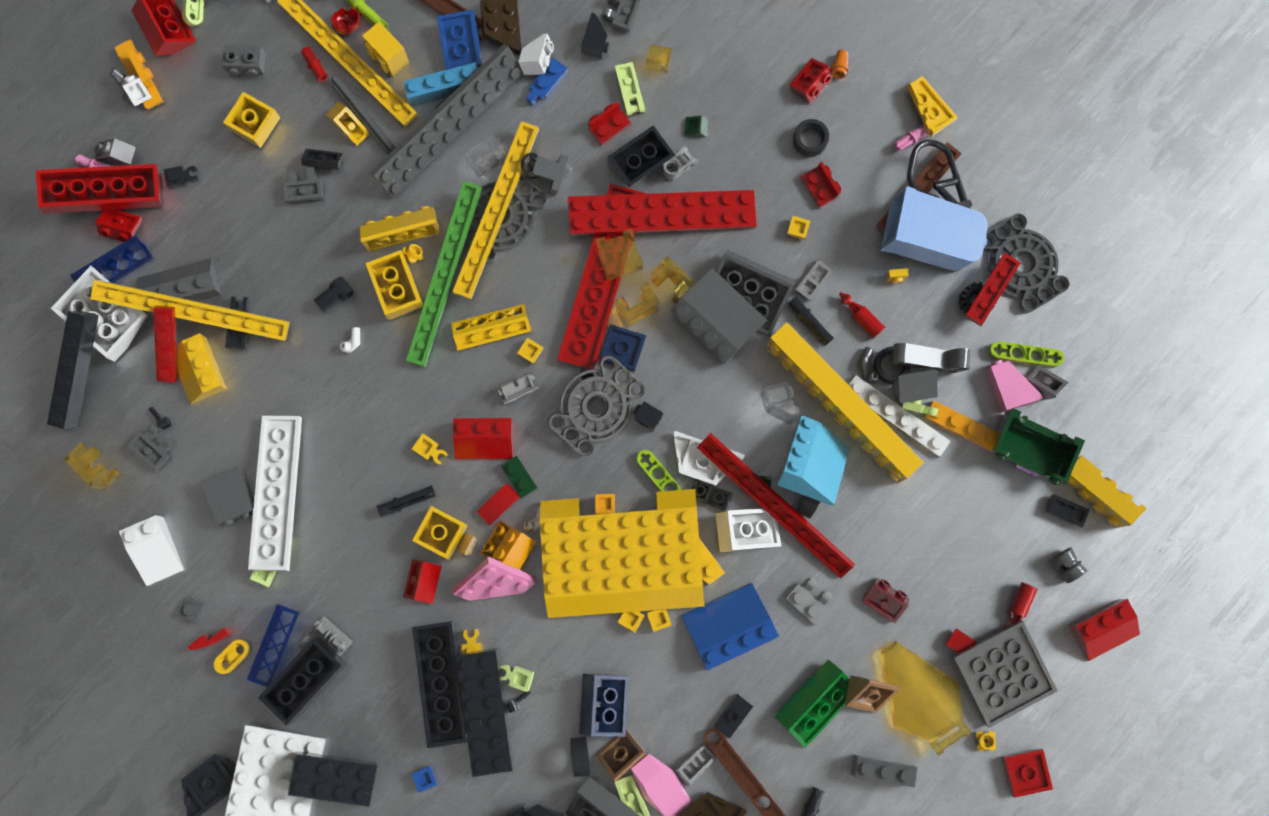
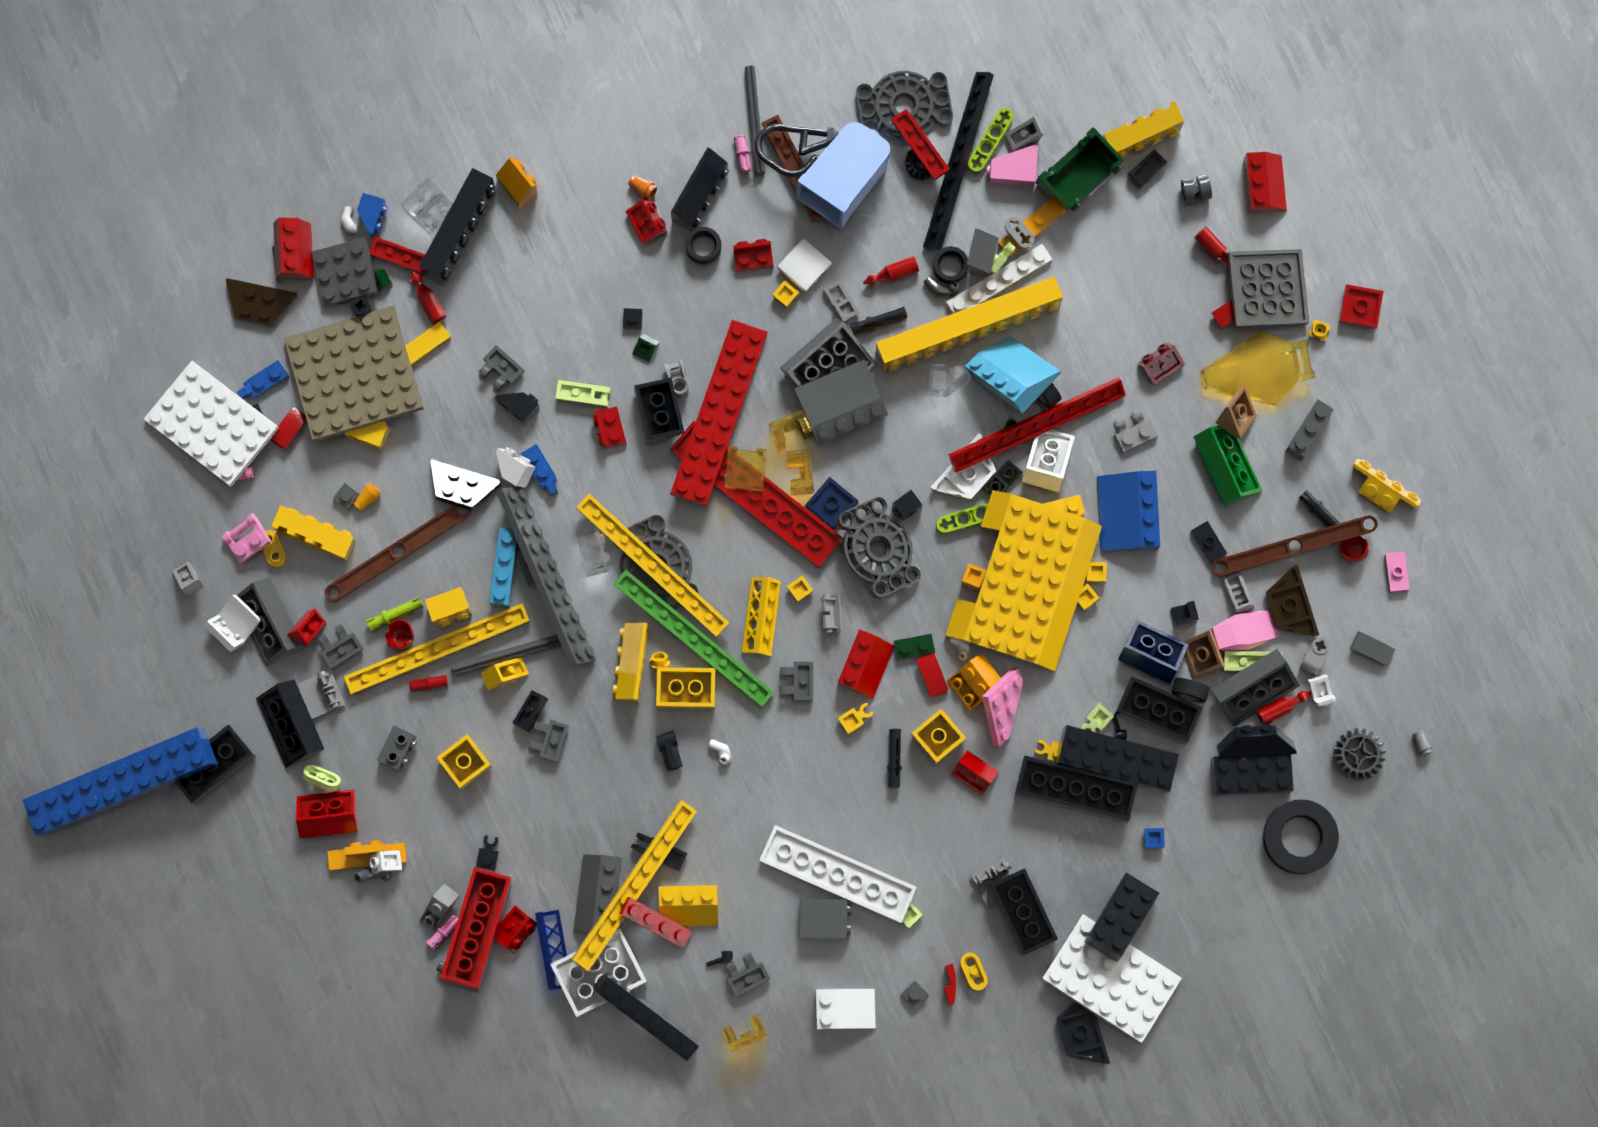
camera: 65 degrees left, 0 degrees up
(266, 642) = (973, 934): clear blue fence -> none
(444, 388) = (802, 683): none -> dark grey plate
(459, 39) = (468, 534): blue plate -> none
(467, 544) = (958, 717): tan slope -> none
(546, 169) = (633, 502): dark grey piece -> none
(548, 733) = (1158, 710): none -> black brick
(653, 720) = (1184, 614): none -> black panel
(658, 58) = (565, 353): clear yellow panel -> none
(717, 104) = (632, 318): none -> black plate
(832, 233) = (804, 265): none -> white slope
(860, 111) = (699, 190): none -> black slope
(897, 276) = (870, 224): yellow plate -> none
(931, 107) = (720, 122): yellow wing -> none
(931, 358) = (961, 227): dark grey beam -> none
(952, 134) = (754, 116): none -> dark grey axle
(954, 418) = (1016, 235): none -> light grey beam
(997, 331) = (958, 161): none -> black plate

